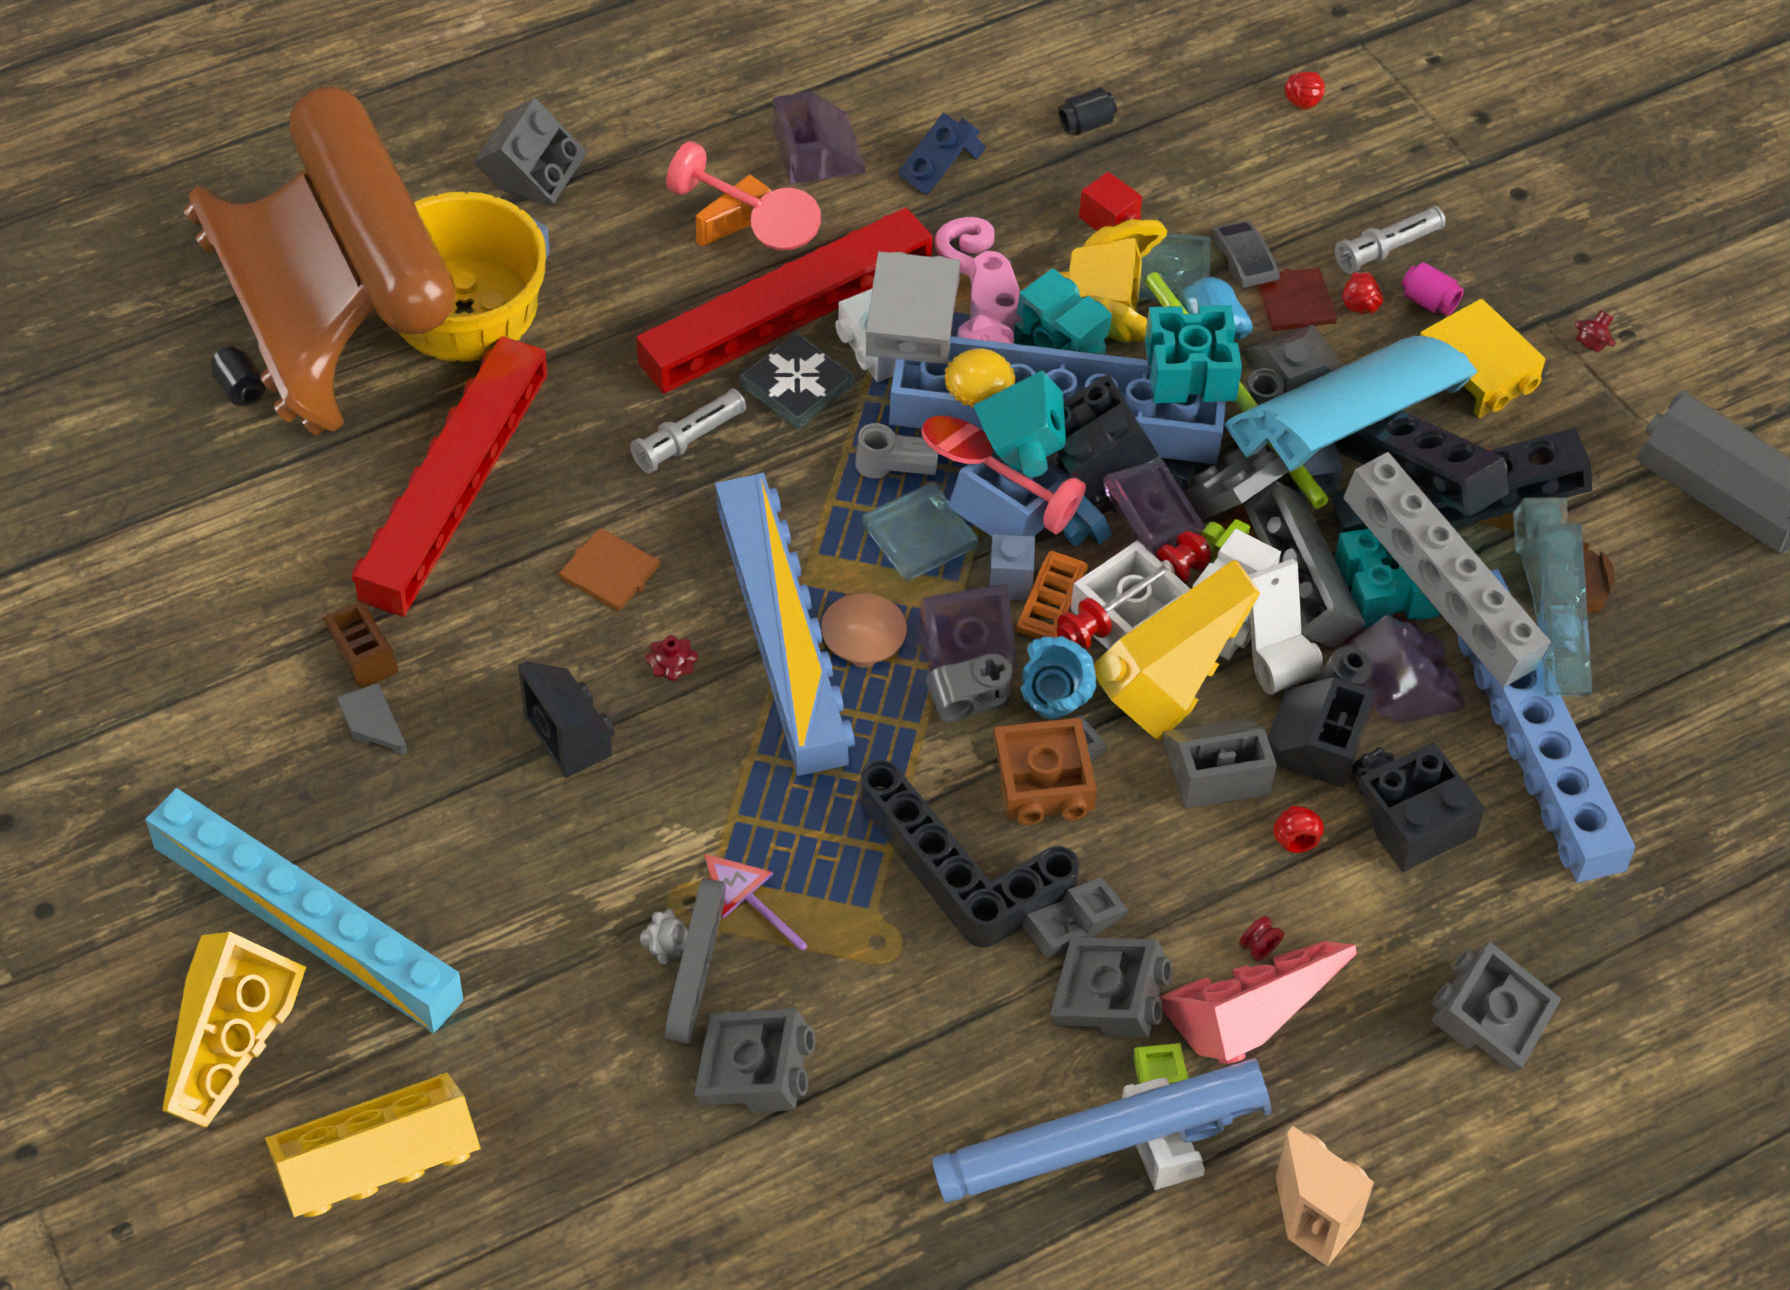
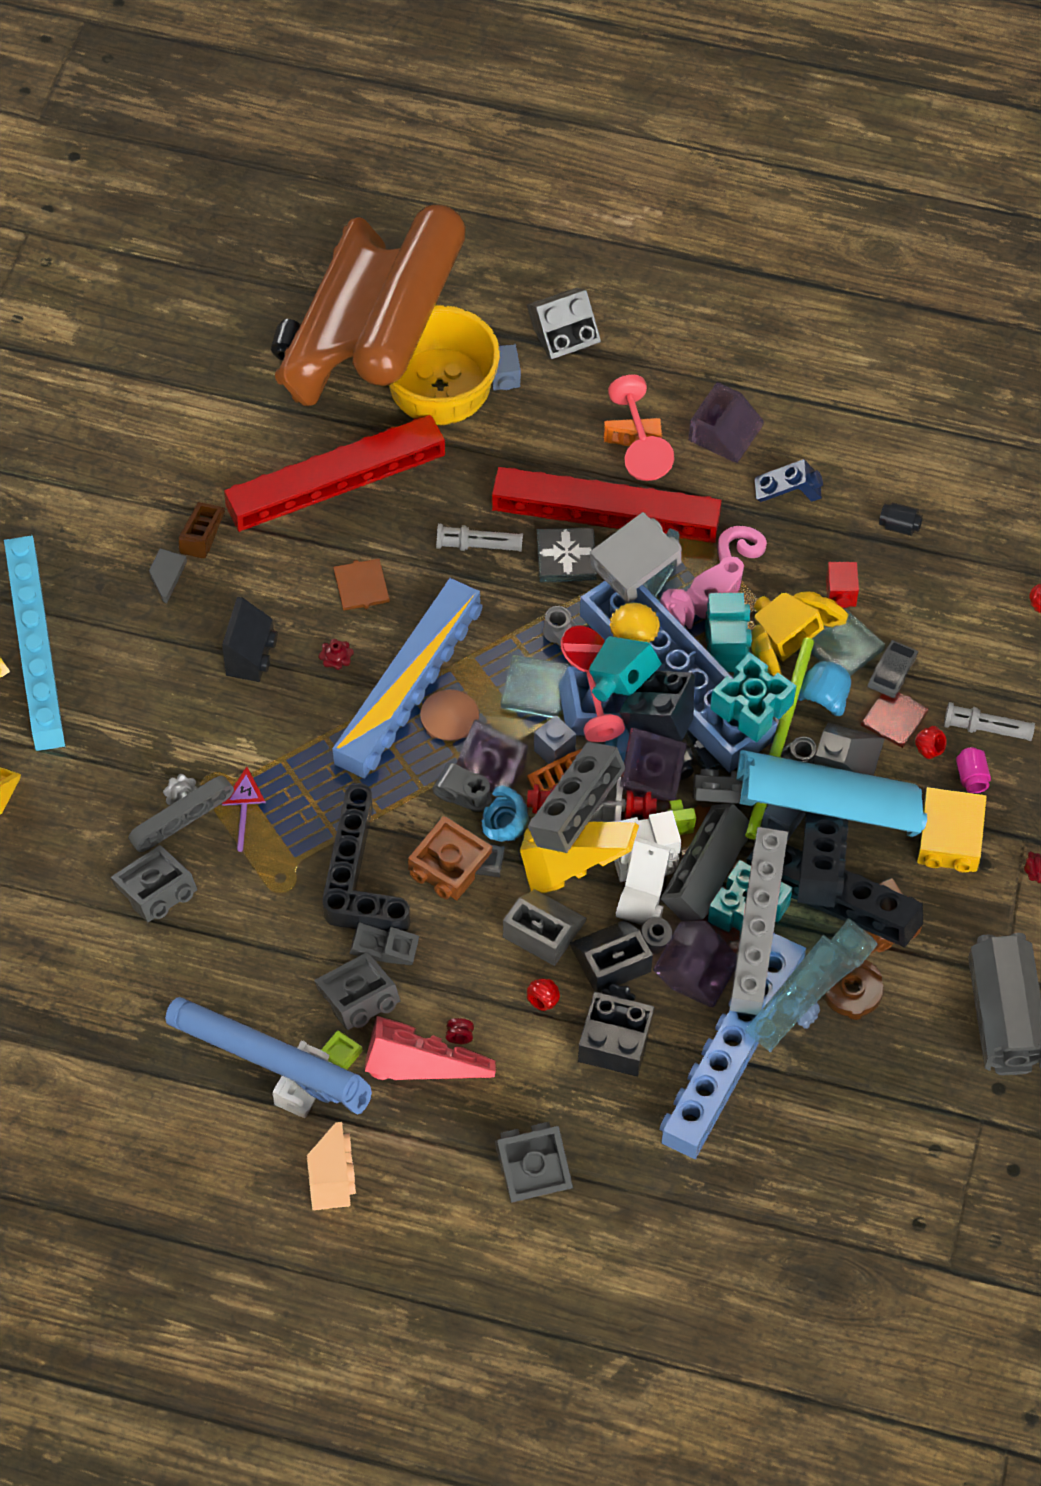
camera: 45 degrees right, 5 degrees up
(1133, 587) = (576, 797): none -> dark grey brick

